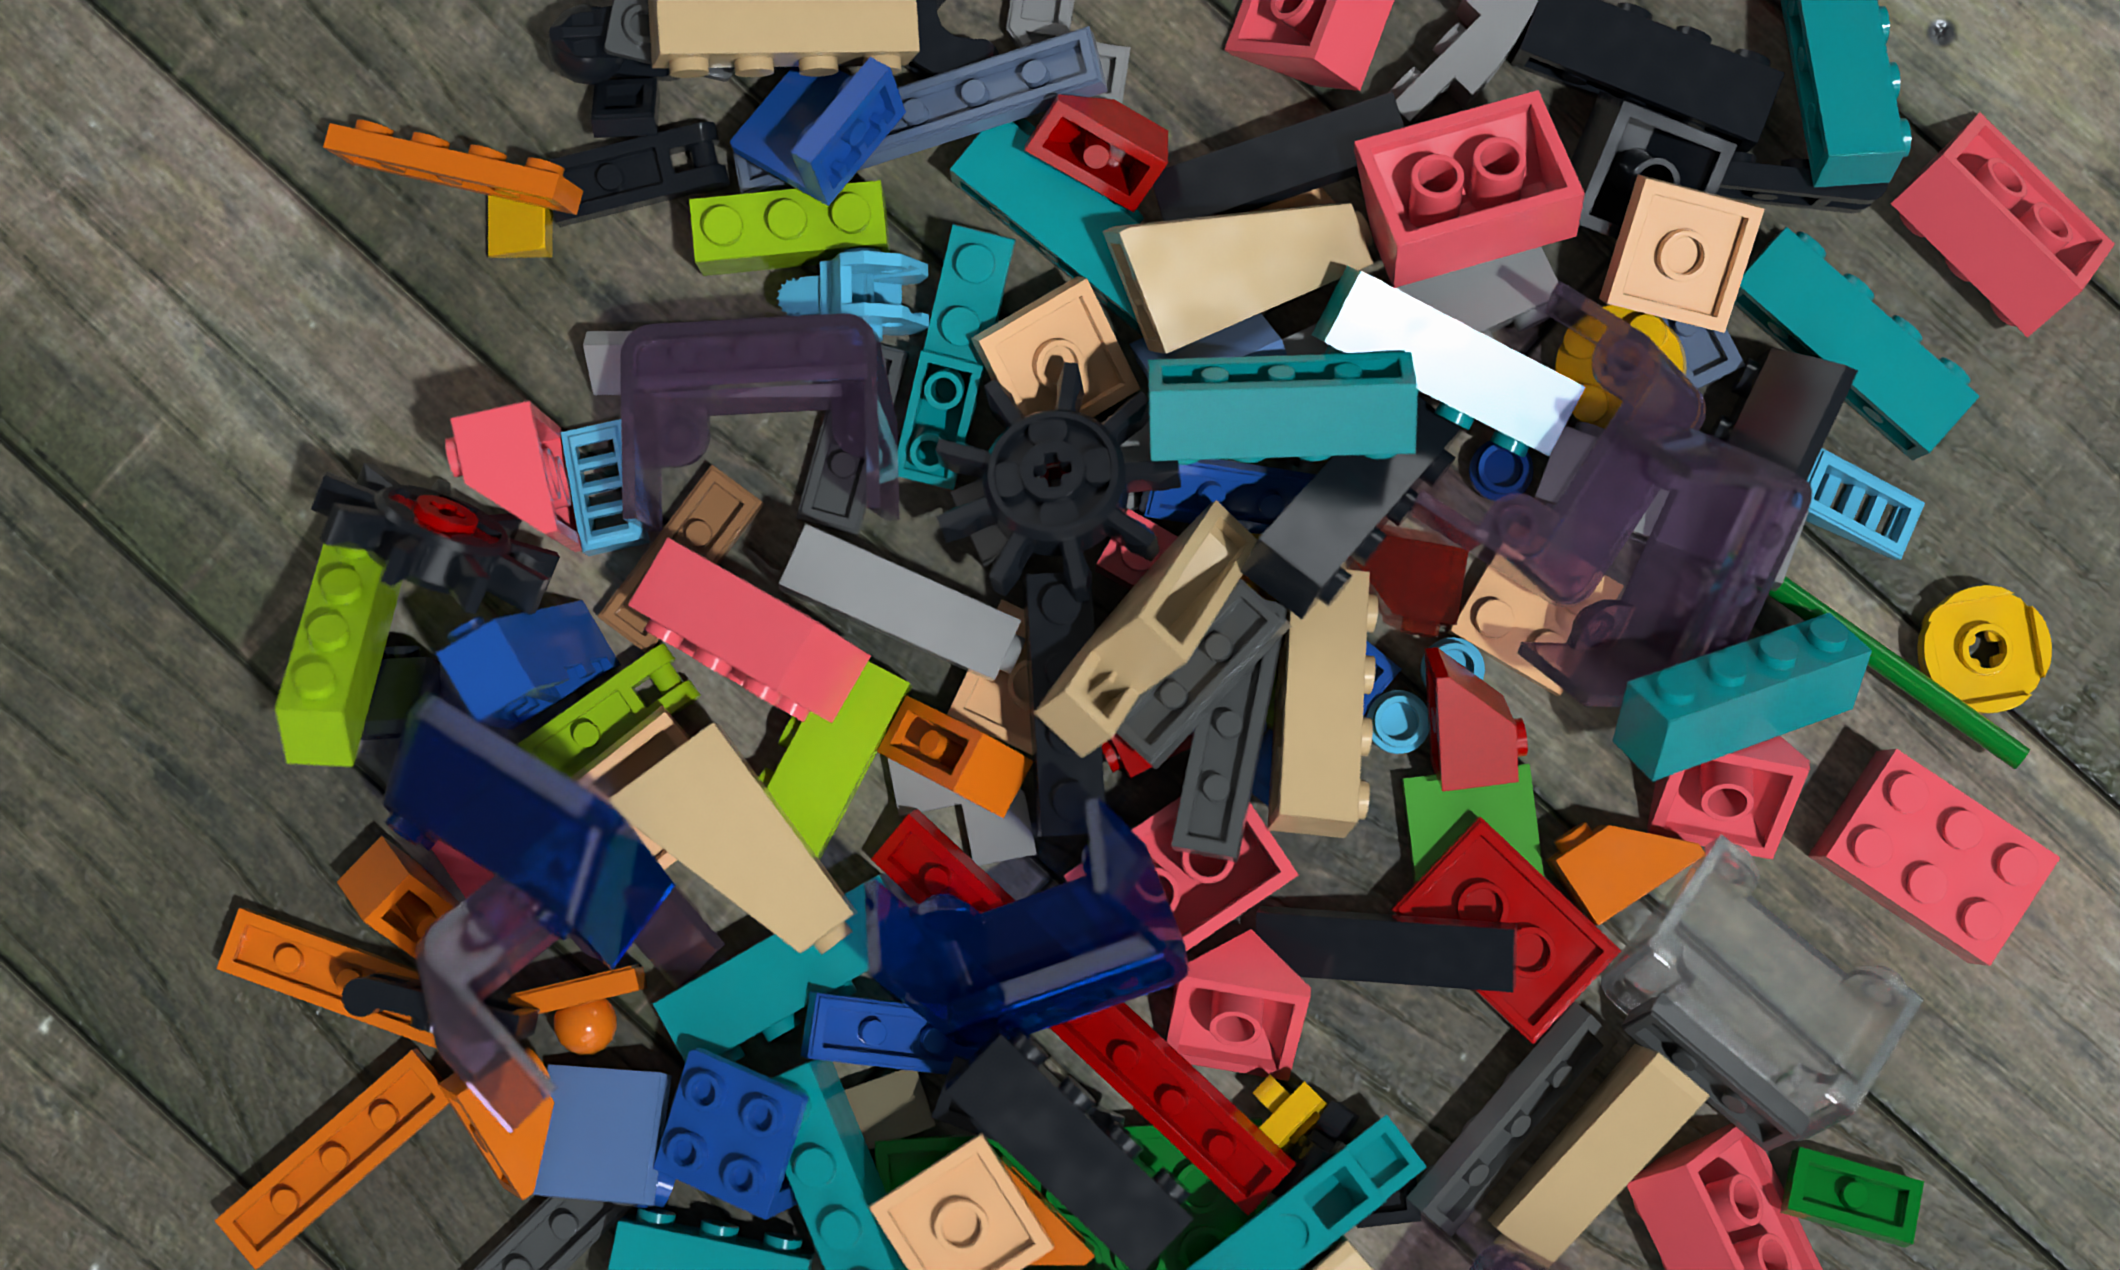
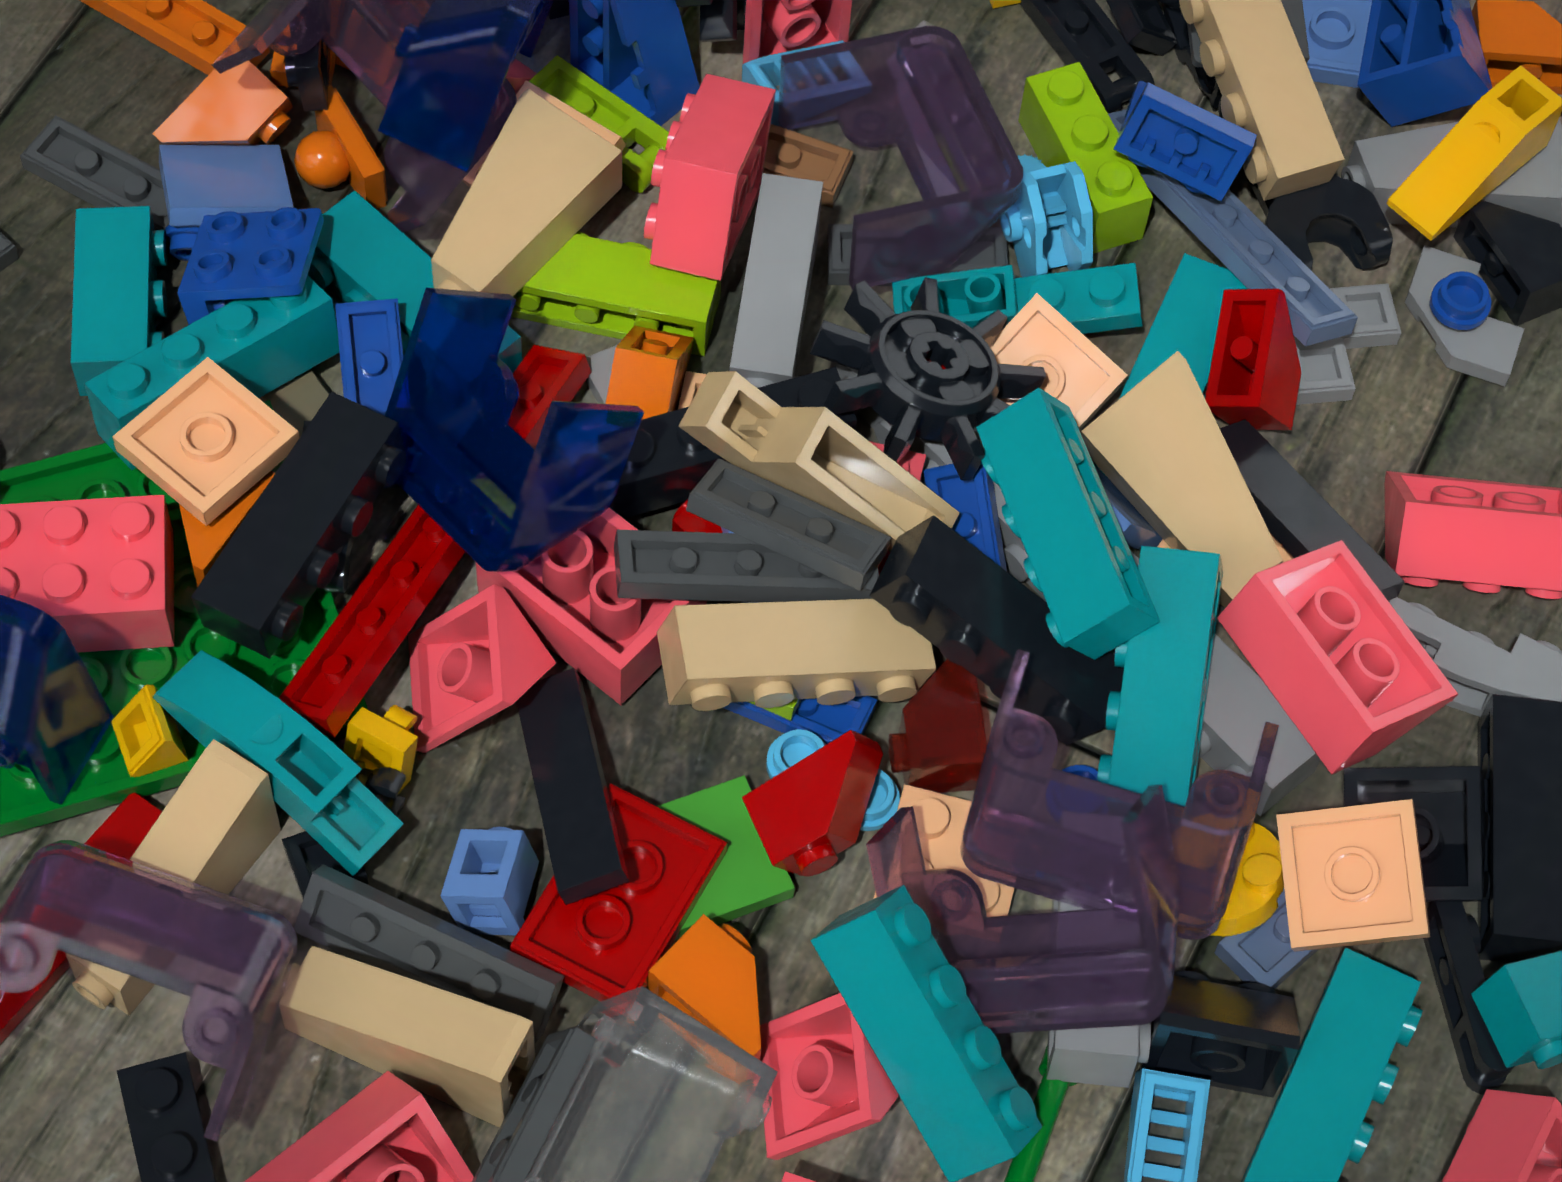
camera: 70 degrees right, 25 degrees down
(1457, 1065) = (490, 880): none -> medium blue brick

